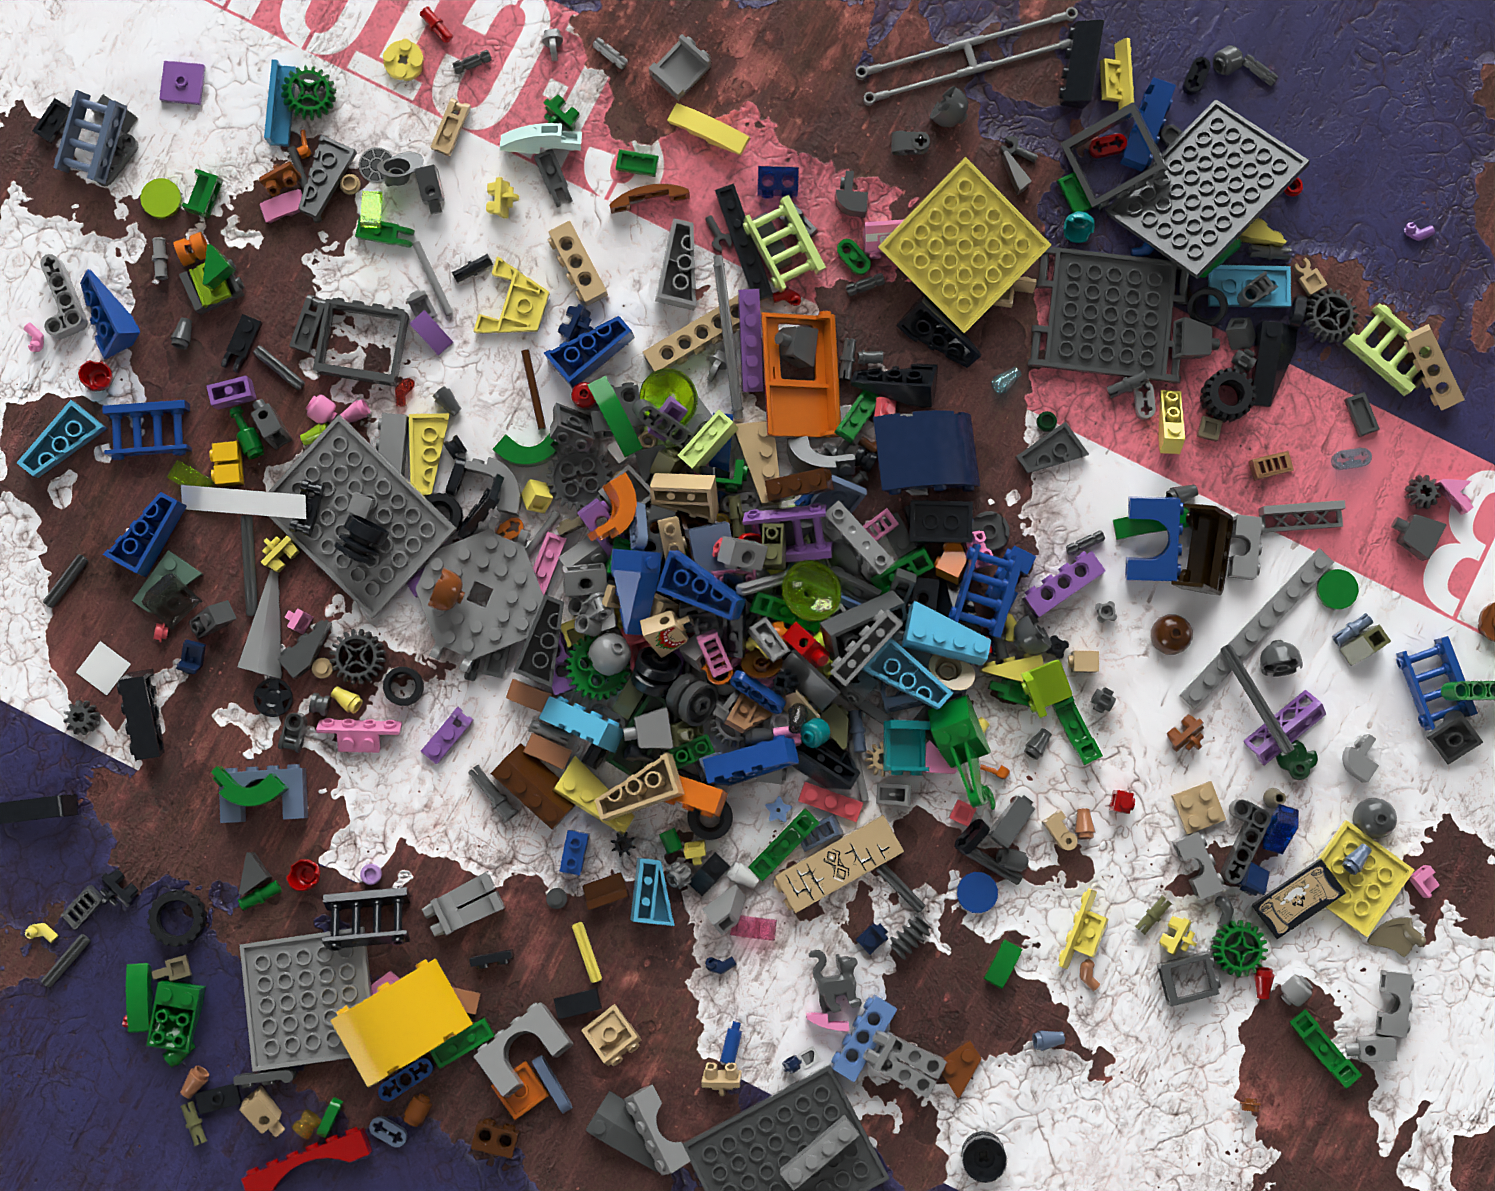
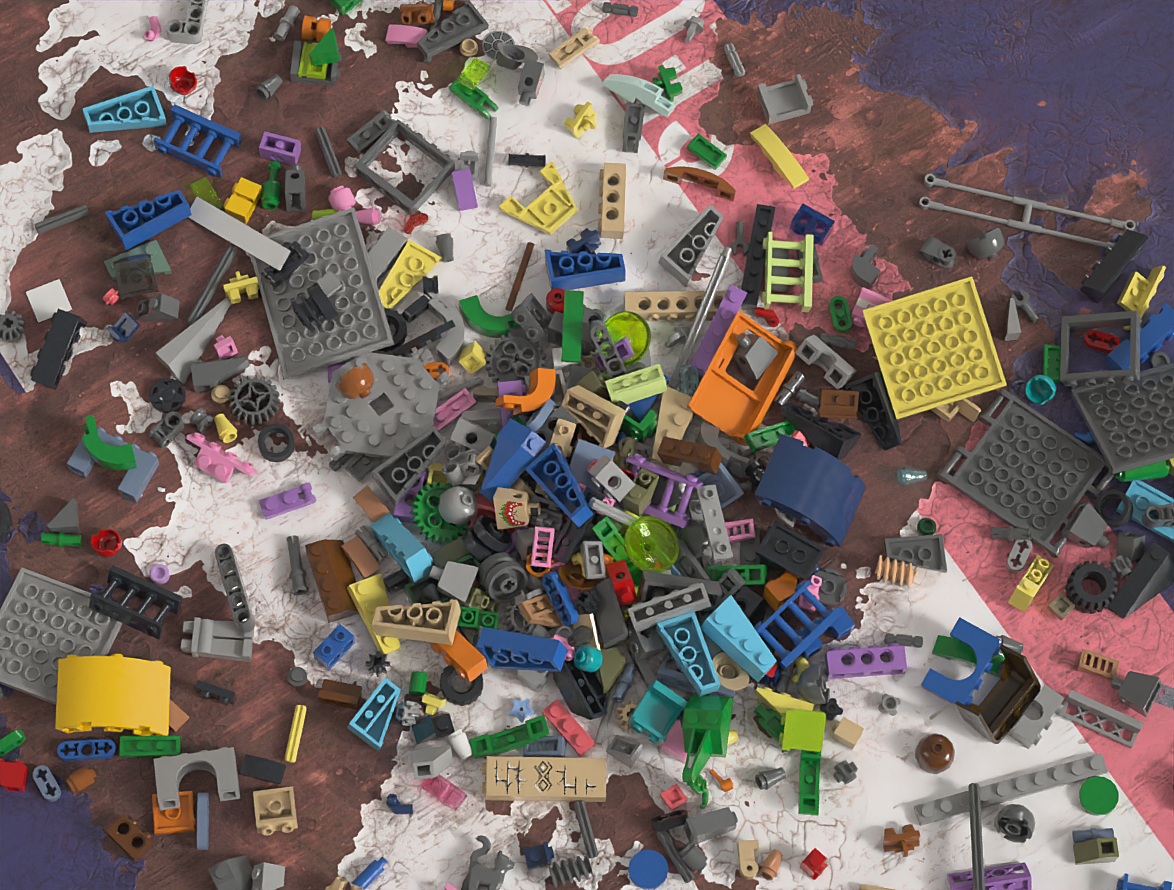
camera: 30 degrees right, 15 degrees down
(112, 321) = (221, 47): blue wedge -> none
(241, 342) = (311, 118): black hinge -> none
(441, 847) = (238, 594): none -> dark grey beam
(752, 405) = (688, 382): none -> clear light blue beam
(880, 313) = (817, 352): none -> light grey arch
(901, 348) = (838, 403): none -> reddish brown plate
(1043, 481) = (895, 572): none -> light nougat piece
(1322, 472) = (1137, 691): none -> dark grey torso

